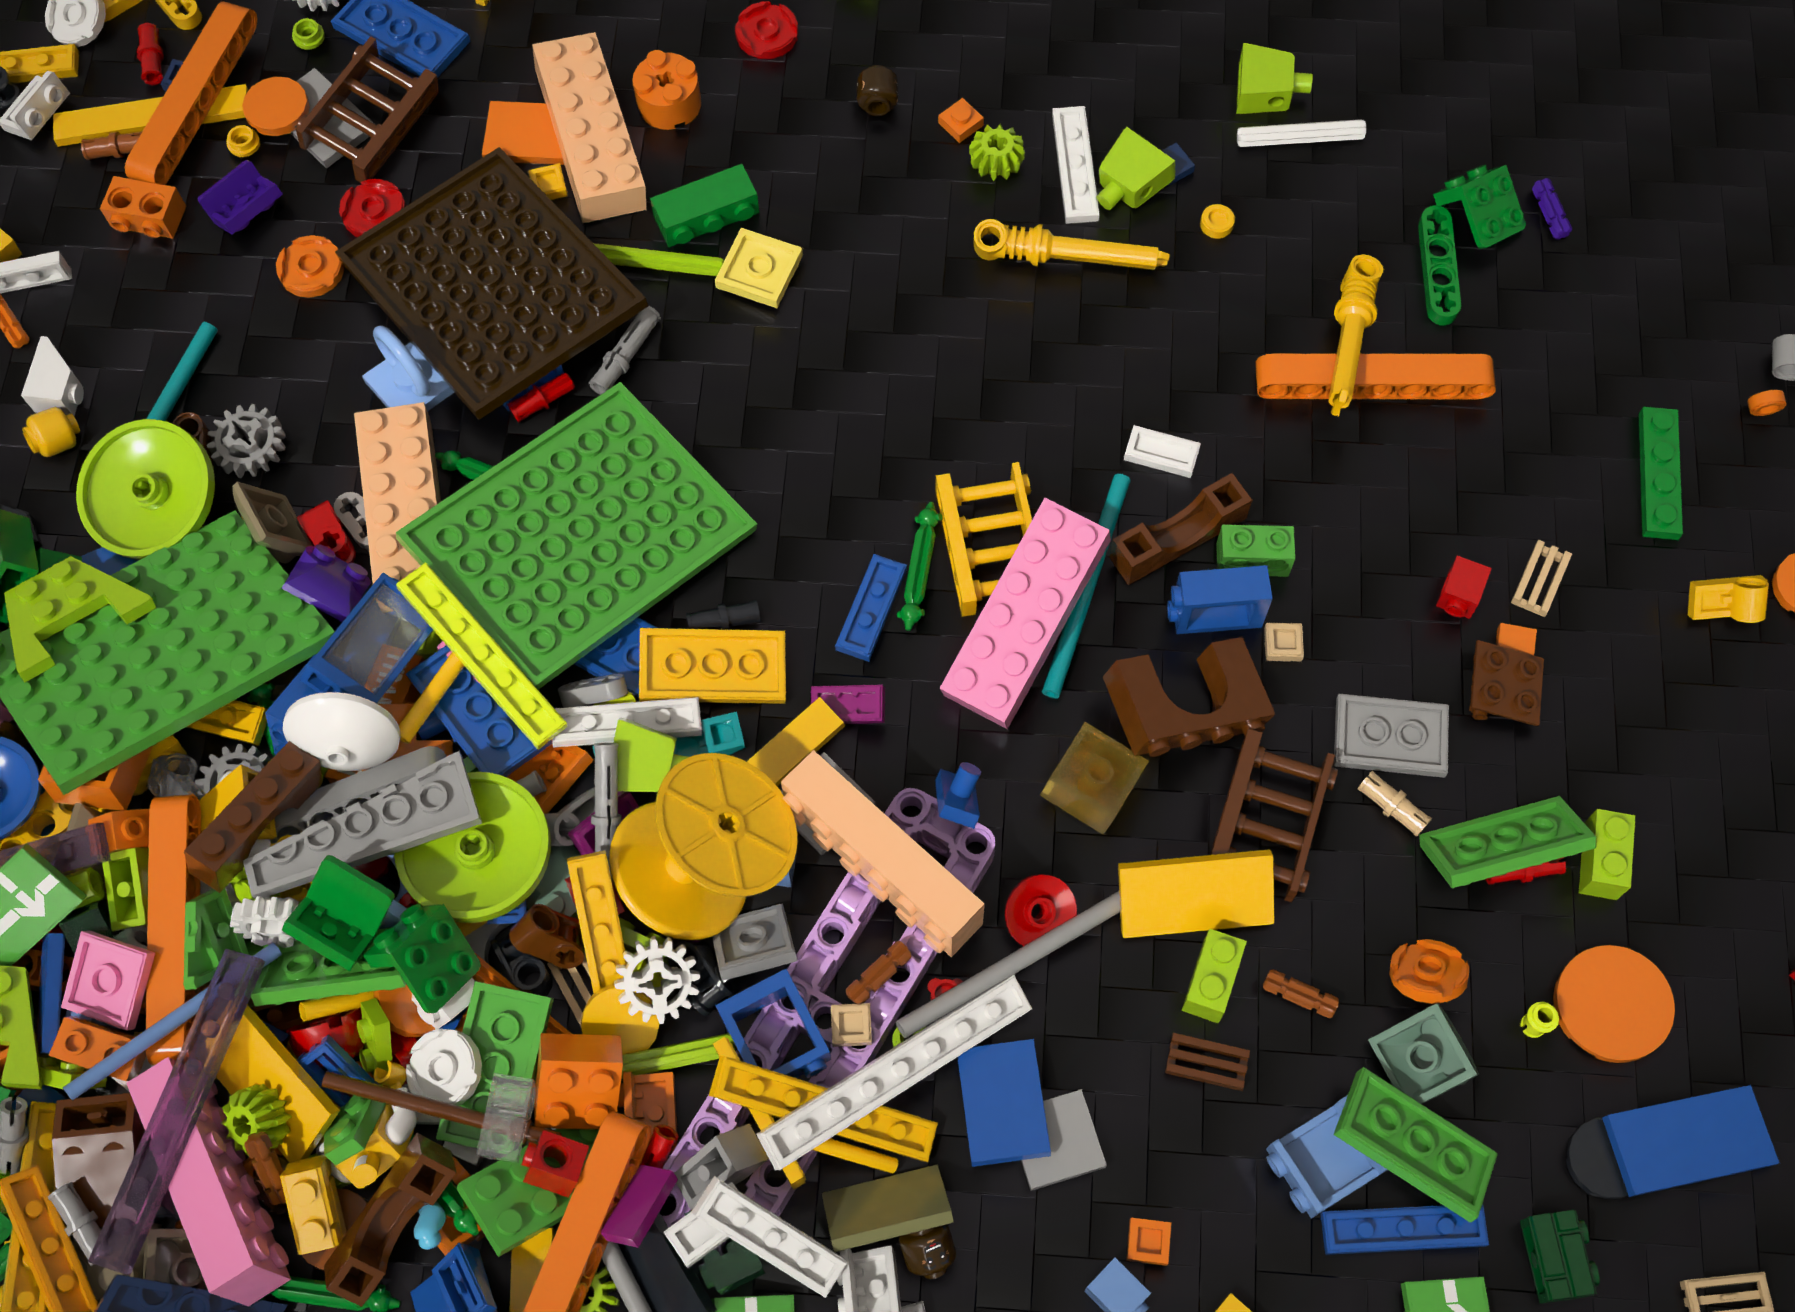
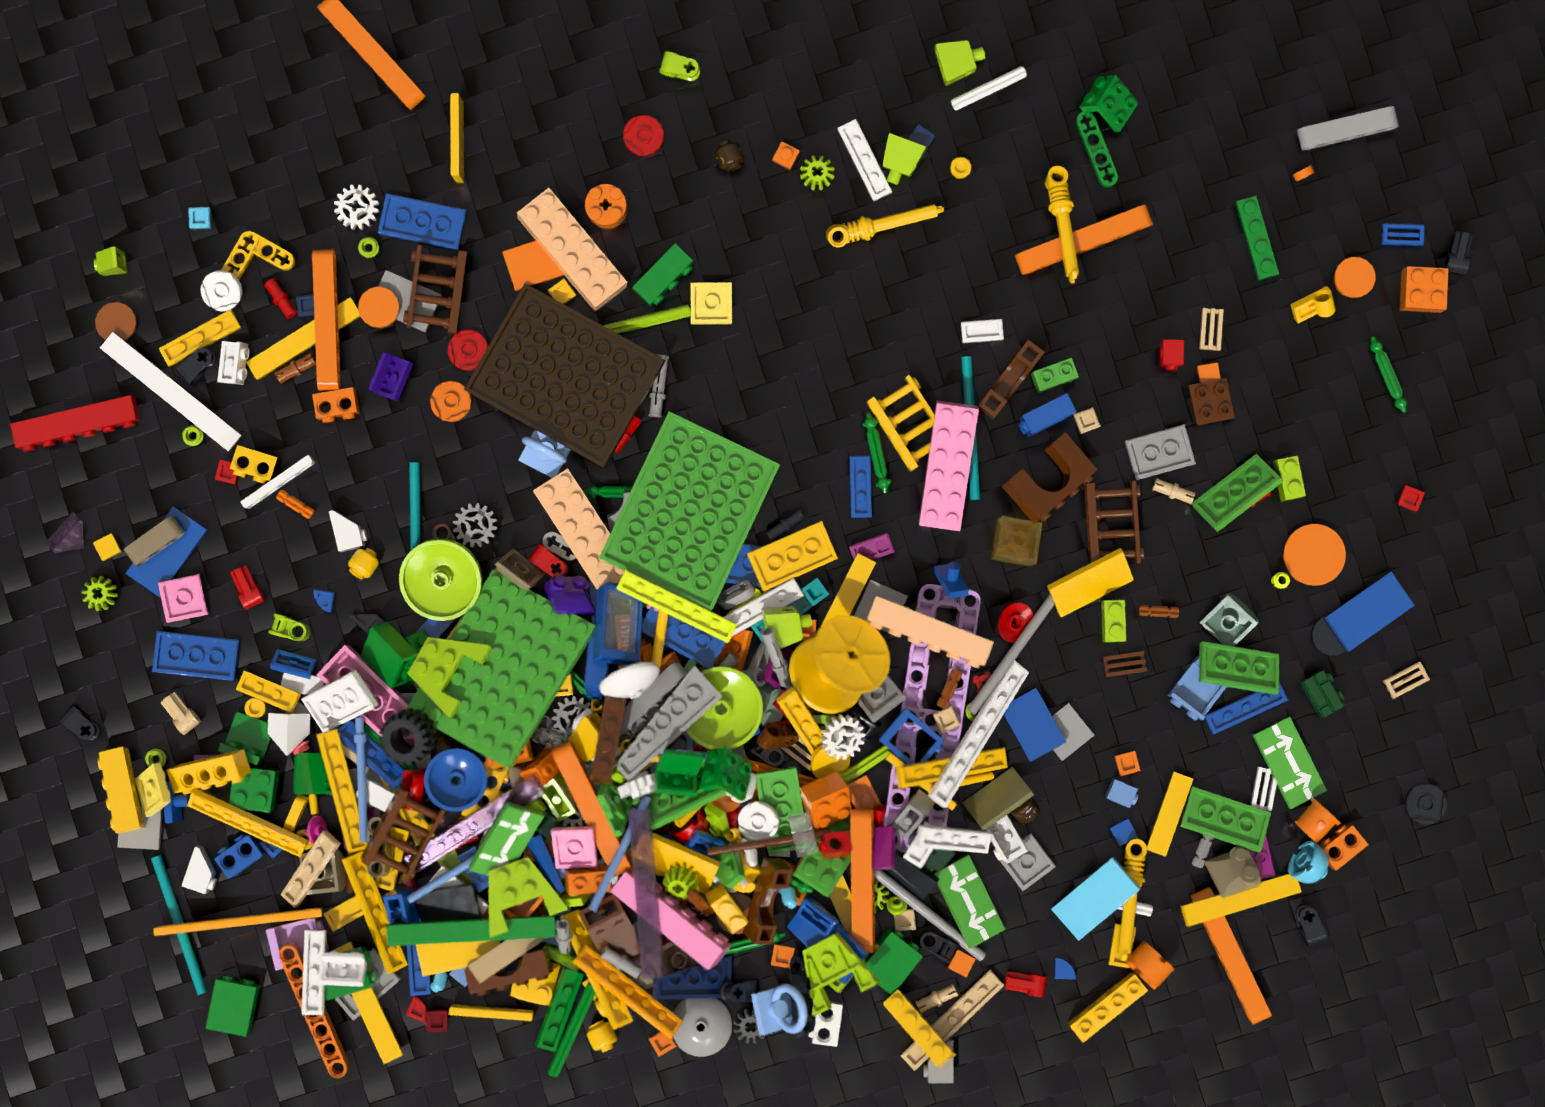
camera: 20 degrees left, 20 degrees up
(242, 141) = (364, 331): yellow plate -> none
(1429, 971) = (1219, 576): orange tile -> none
(1552, 208) = (1149, 85): dark purple axle -> none

